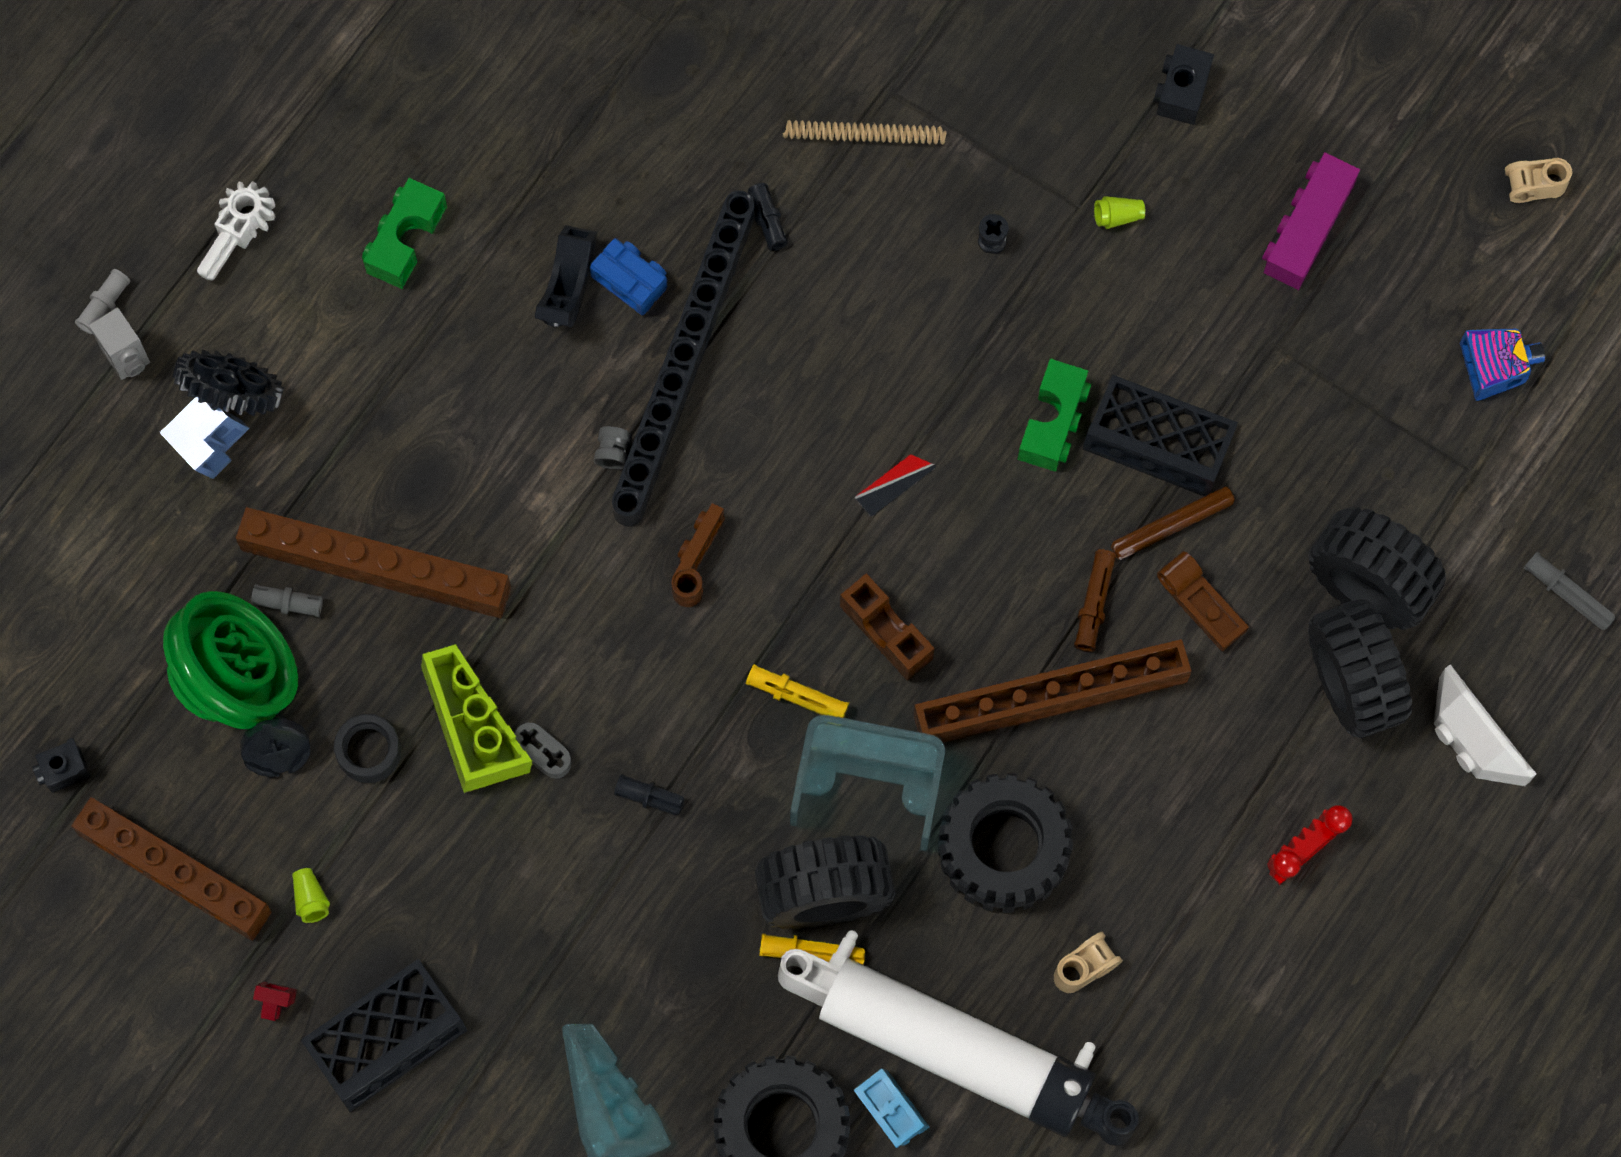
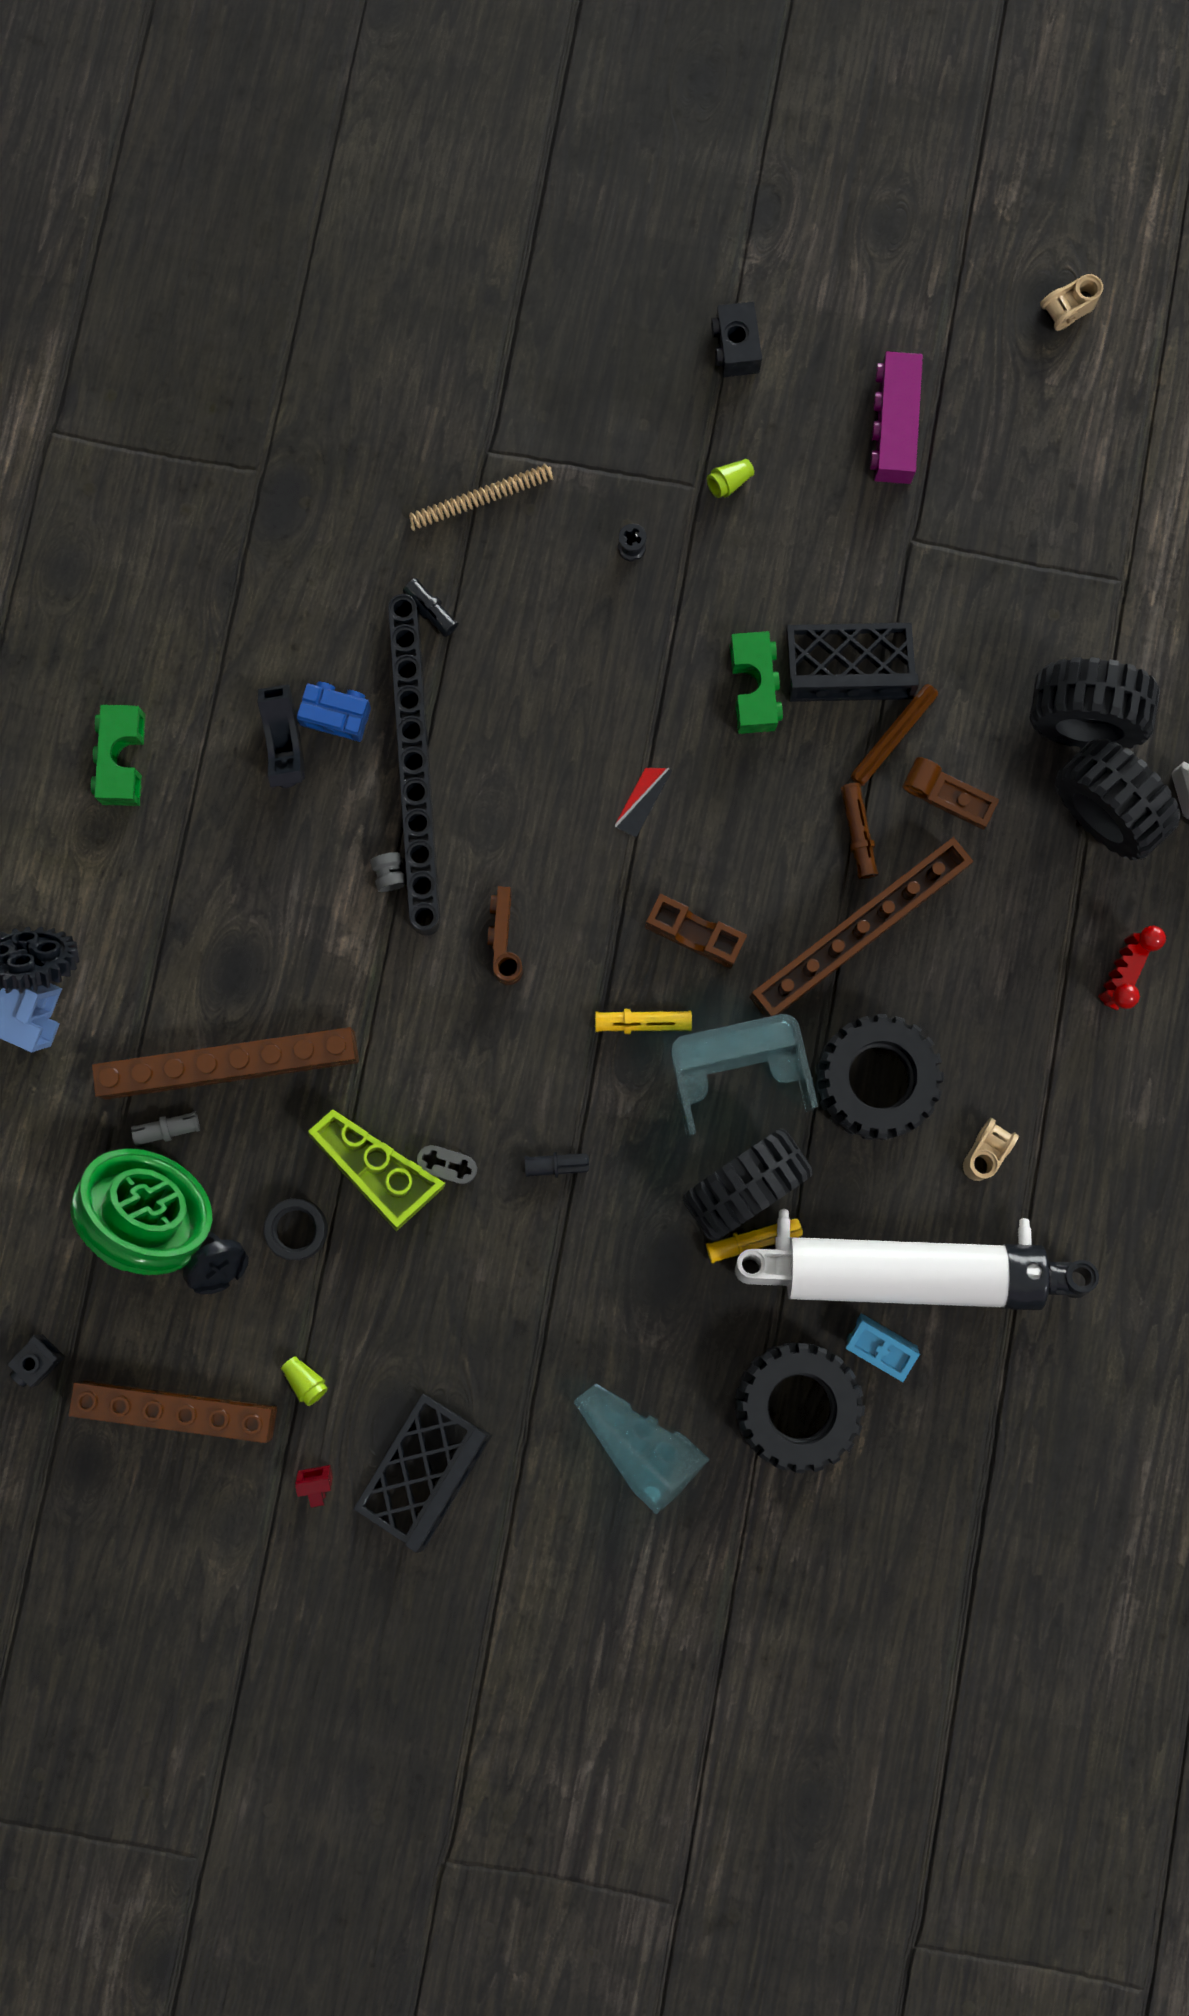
camera: 25 degrees left, 10 degrees up
(1498, 360) = (1106, 475): torso -> none

